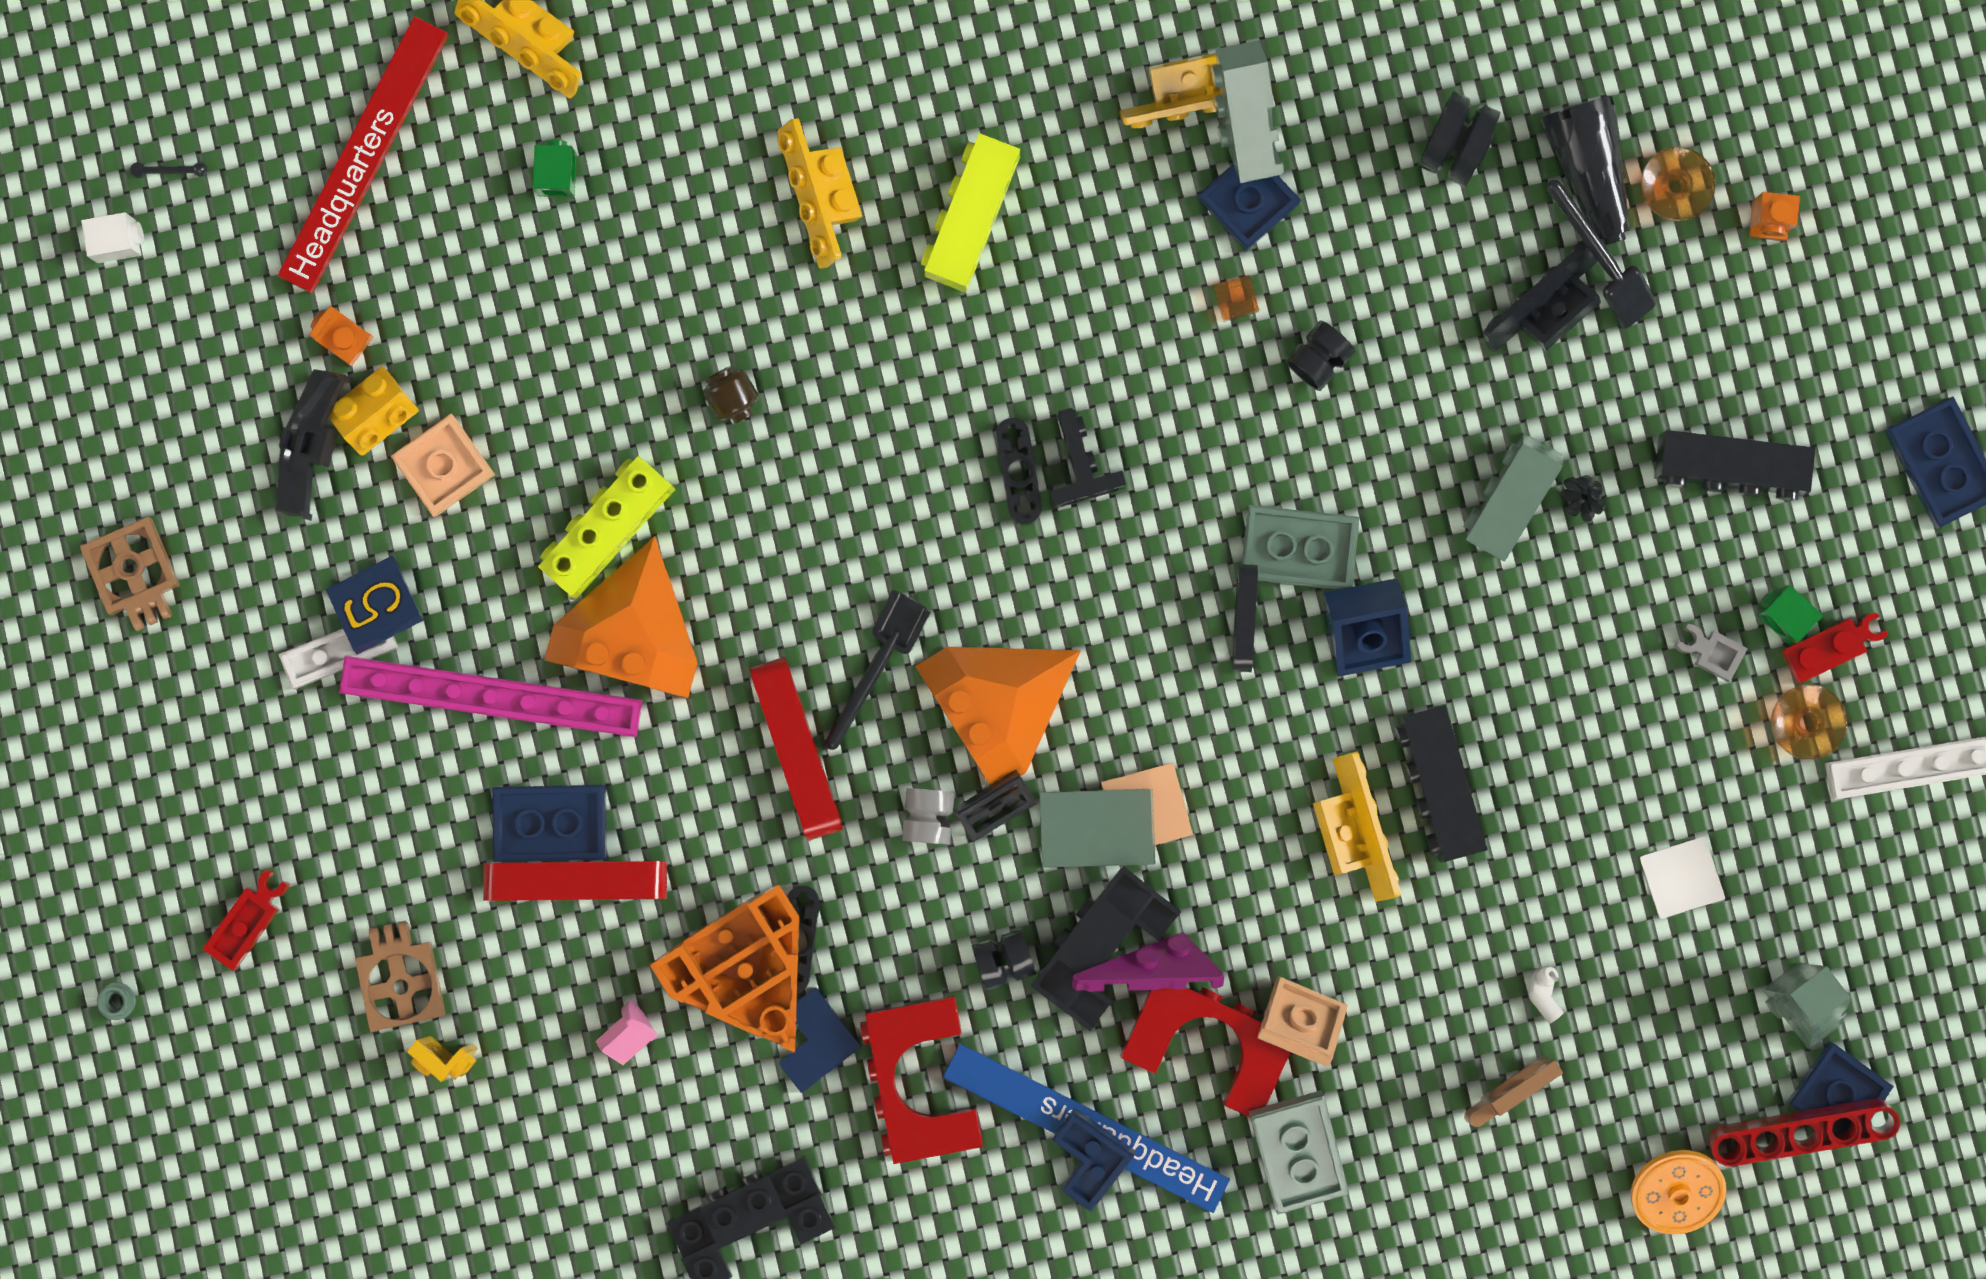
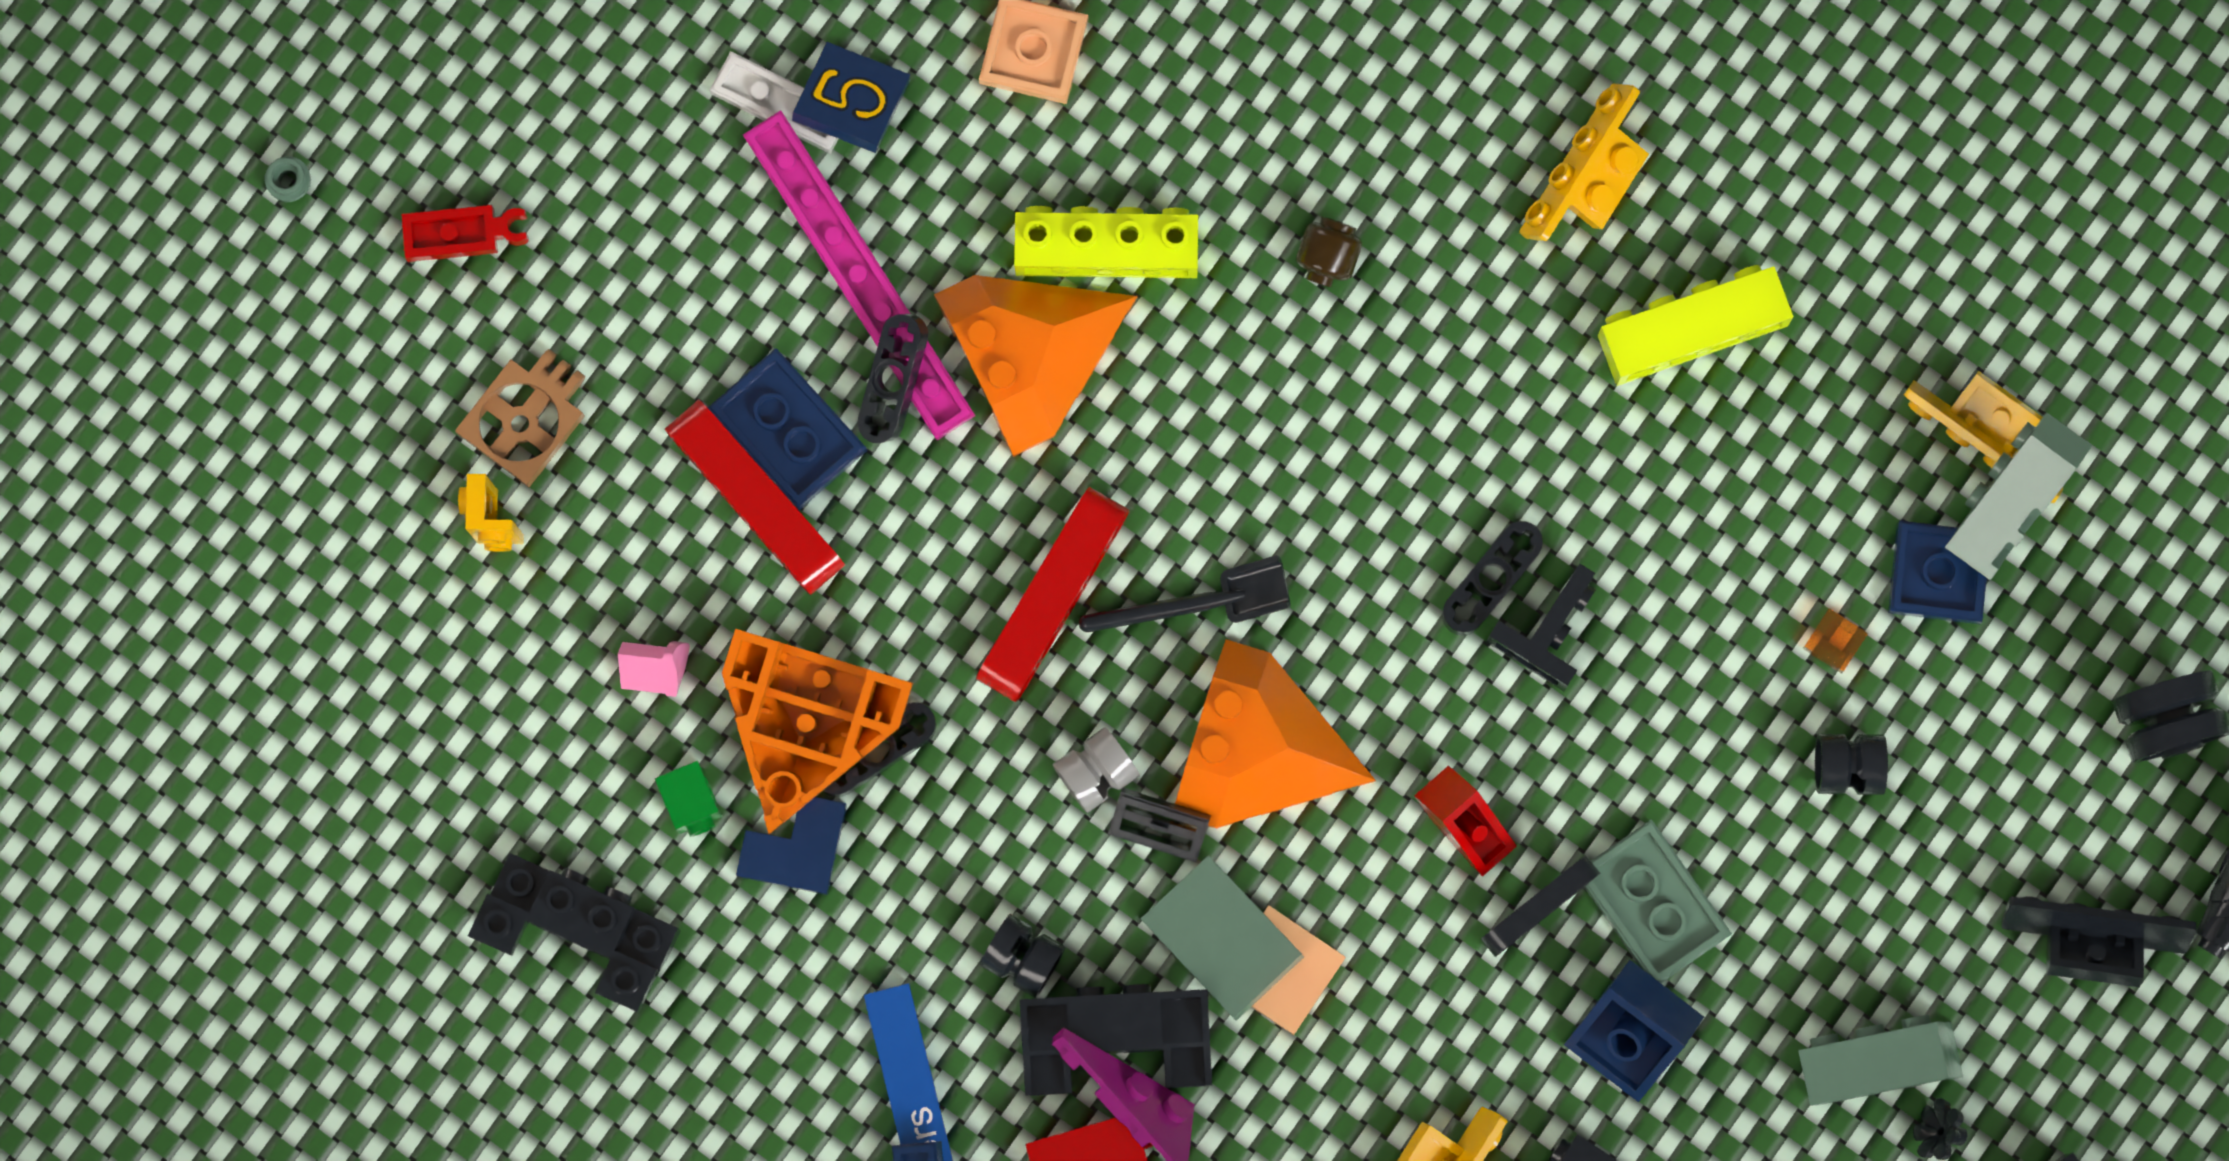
camera: 50 degrees right, 5 degrees down
(552, 714) = (892, 343): none -> black beam
(729, 1082) = (689, 799): none -> green brick
(910, 1132) = (860, 912): red arch -> none
(1152, 617) = (1465, 820): none -> red slope
(1628, 292) = (2172, 1004): black piece -> none

